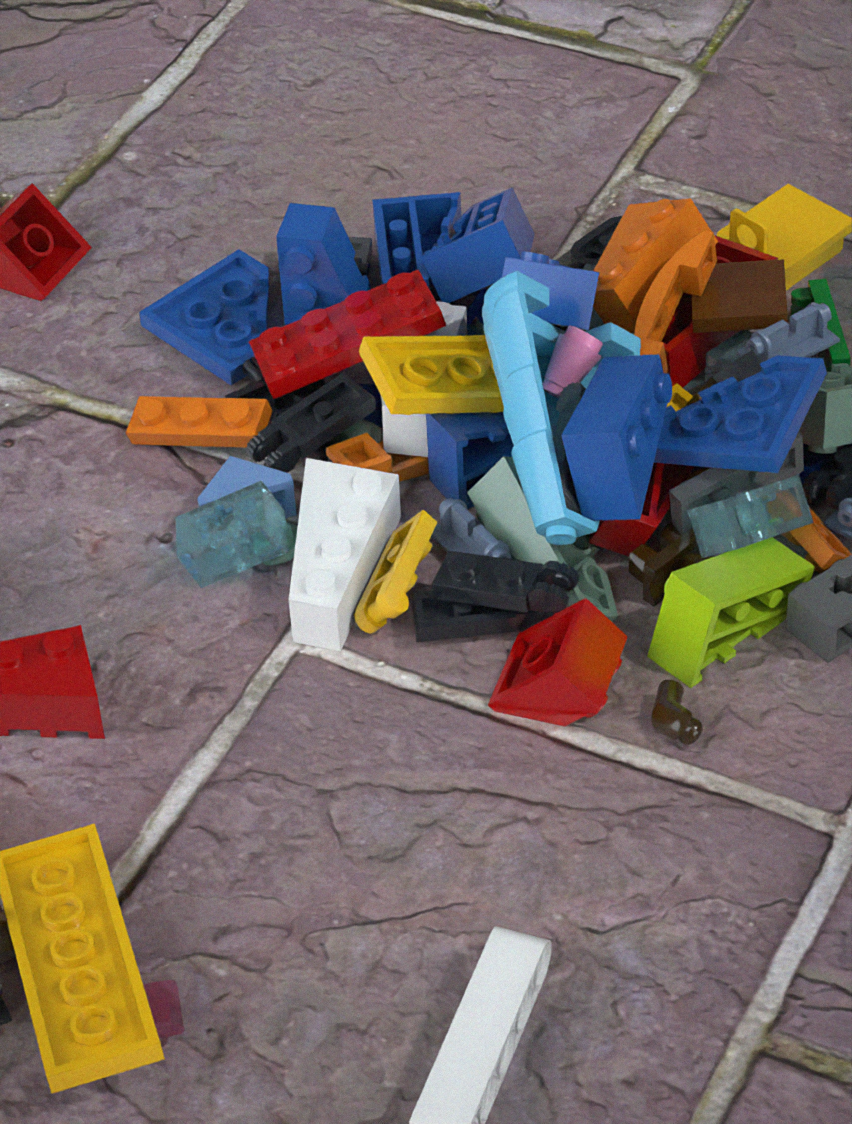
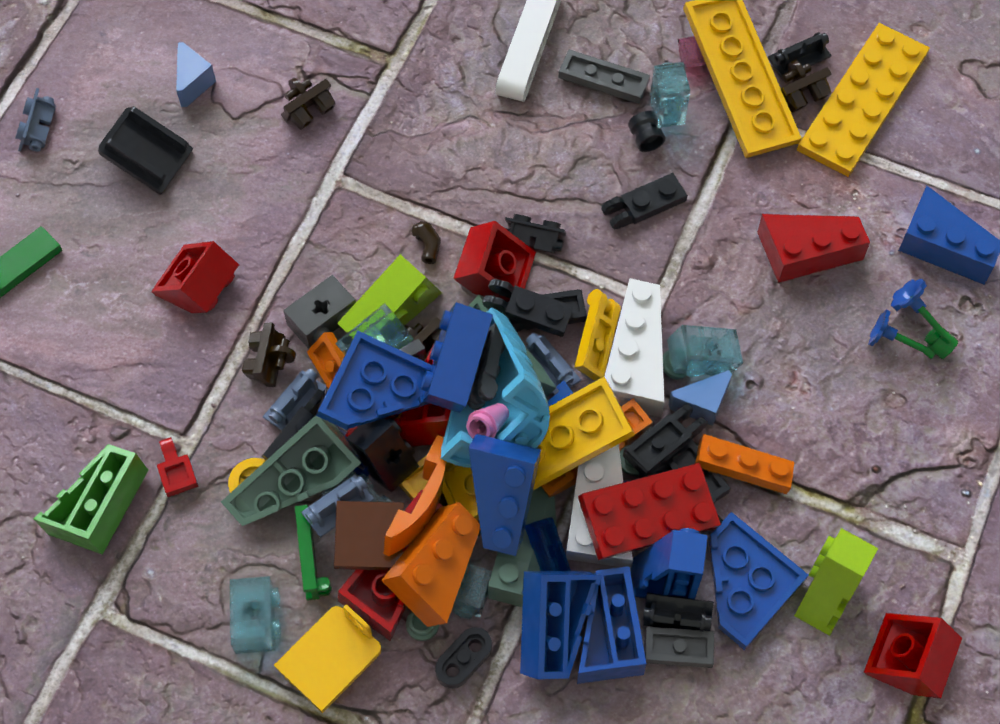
camera: 175 degrees right, 20 degrees up
(102, 275) = (836, 578): none -> lime wedge
(220, 900) = (670, 94): none -> clear light blue brick
(275, 879) = (646, 131): none -> black wheel
(292, 773) = (645, 201): none -> black hinge
(339, 976) = (604, 76): none -> dark grey plate
(487, 722) = (546, 234): none -> black hinge

